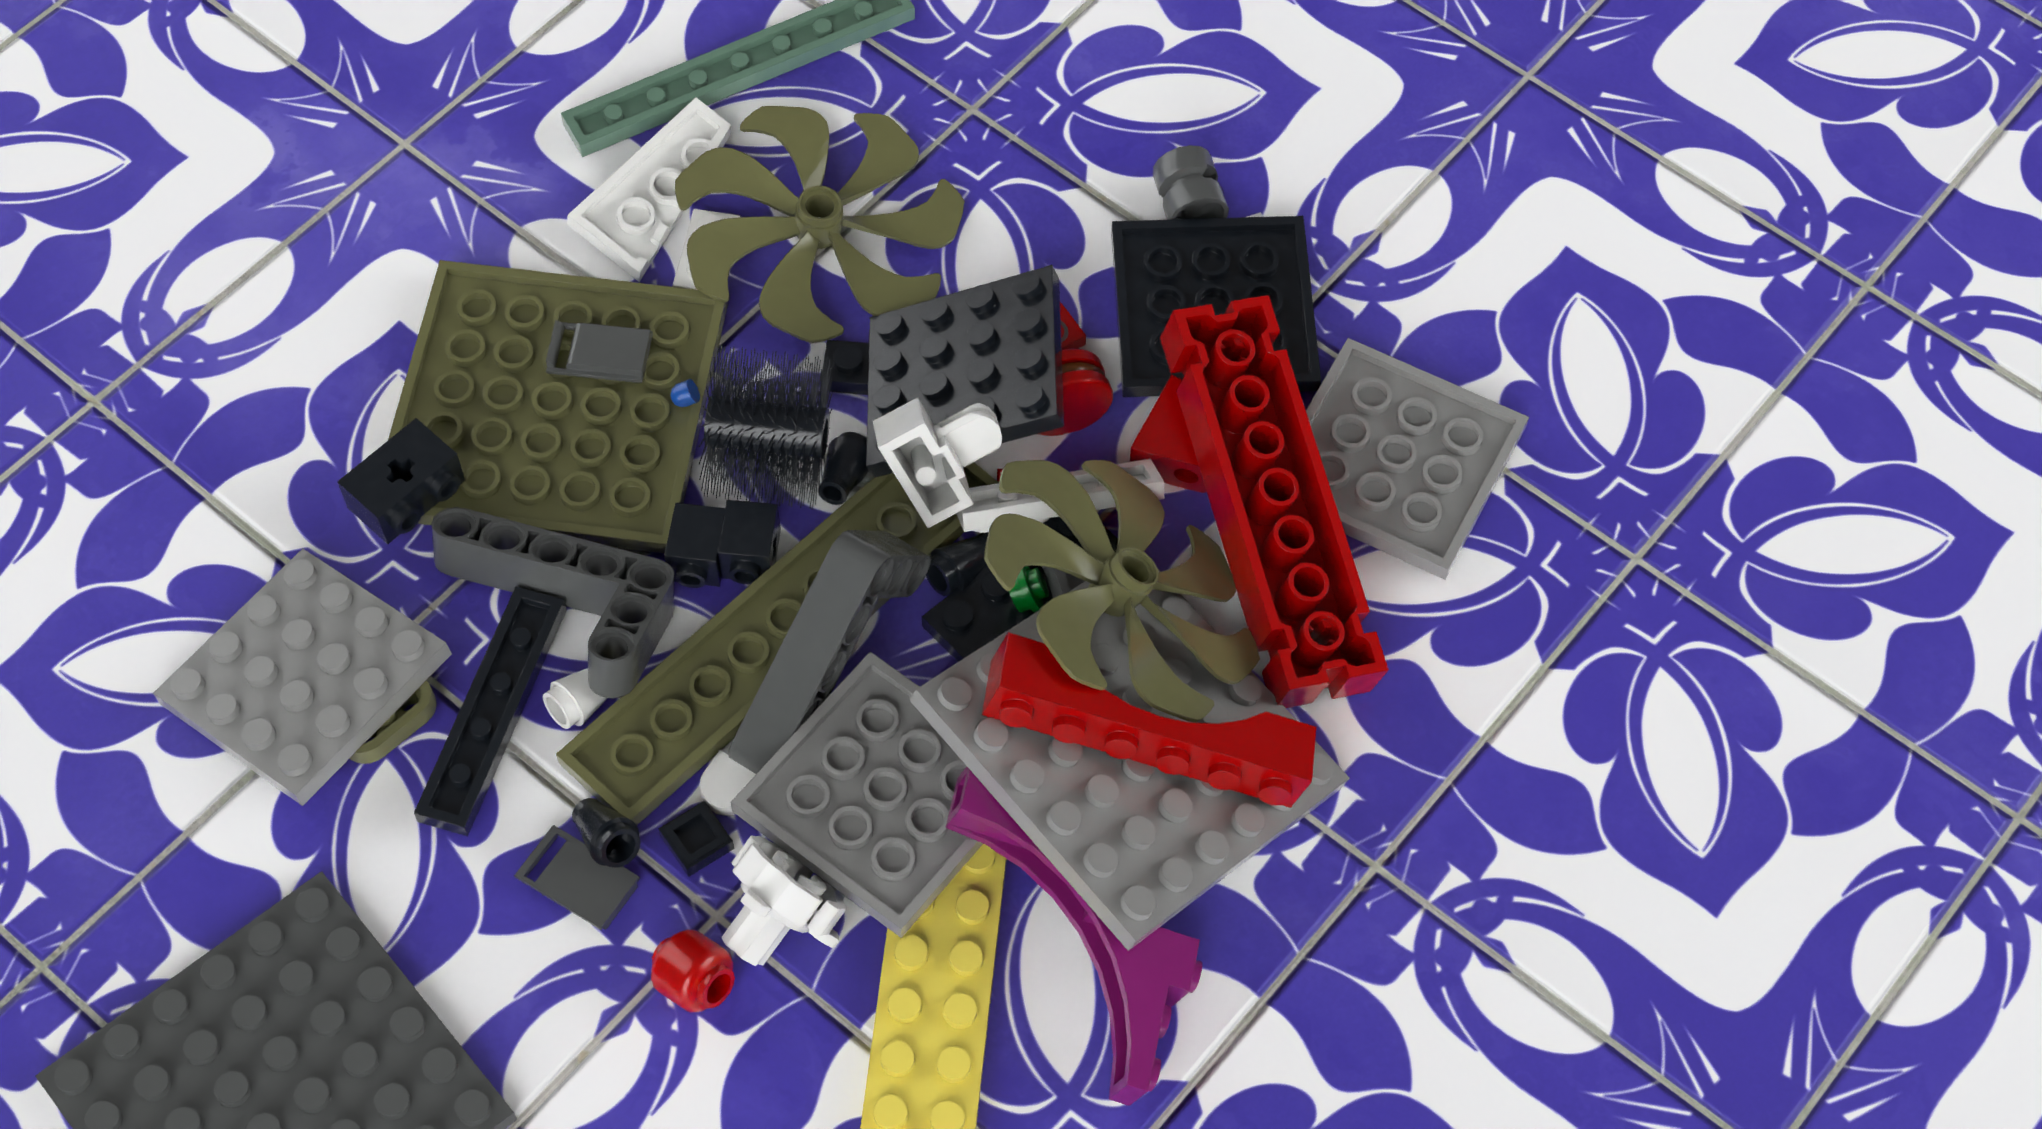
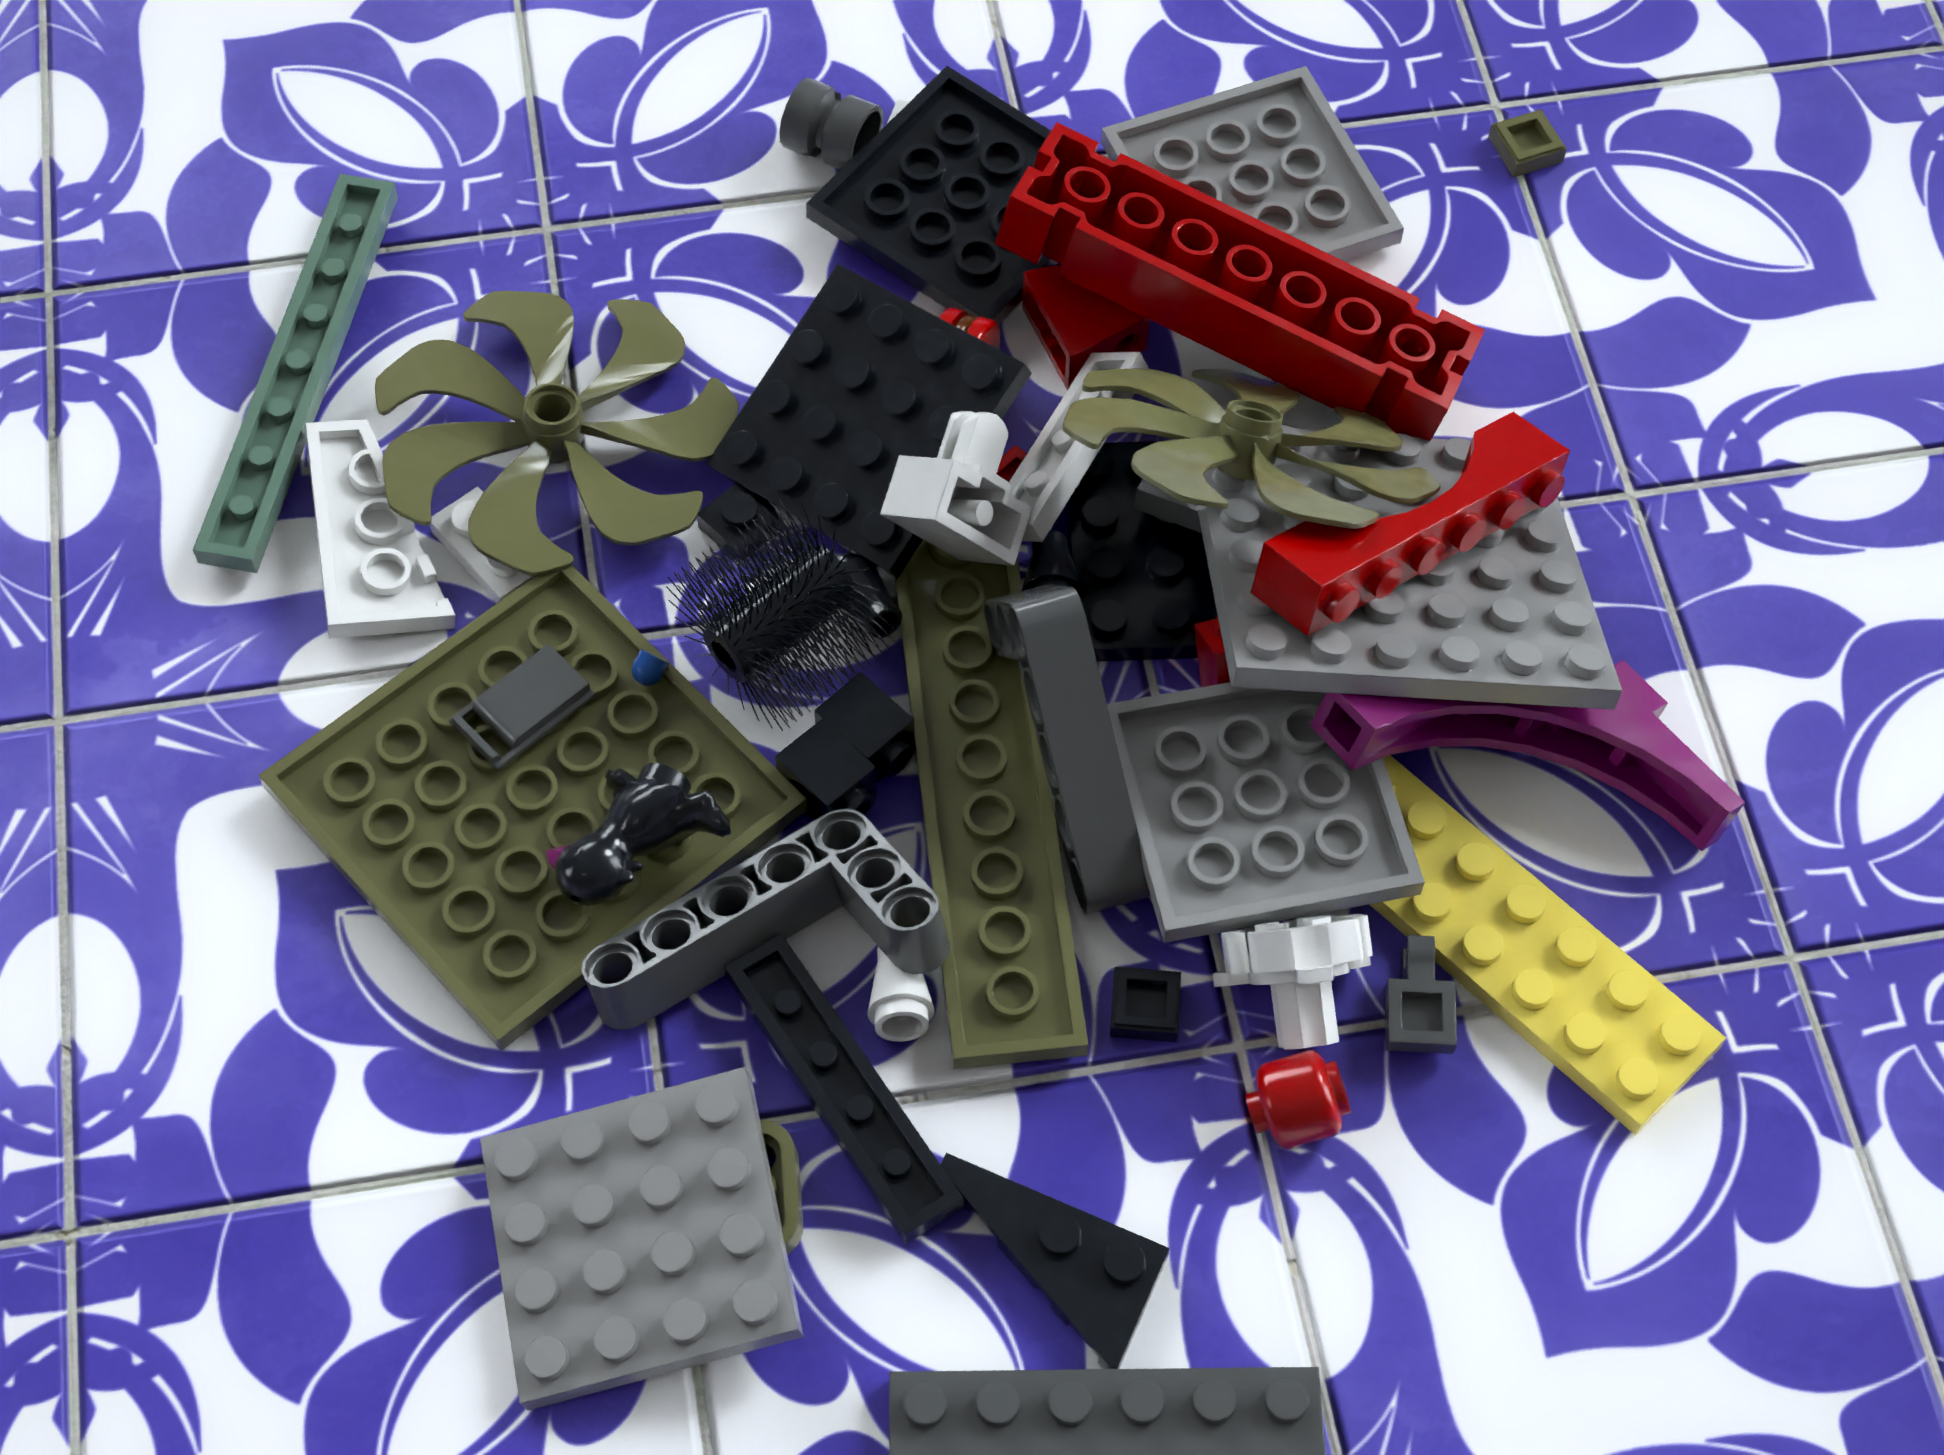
camera: 50 degrees left, 0 degrees up
(402, 481) = (509, 1015): black brick -> none
(481, 927) = (1084, 1265): none -> black wing
(564, 465) = (641, 821): none -> black animal
(579, 882) = (1102, 1136): dark grey piece -> none
(607, 834) = (1081, 1073): black cone -> none
(722, 783) = (1111, 936): white tile -> none
(825, 1000) = (1418, 1007): none -> dark grey plate
(1029, 590) = (1147, 536): green plate -> none
(1617, 598) = (1527, 143): none -> olive tile

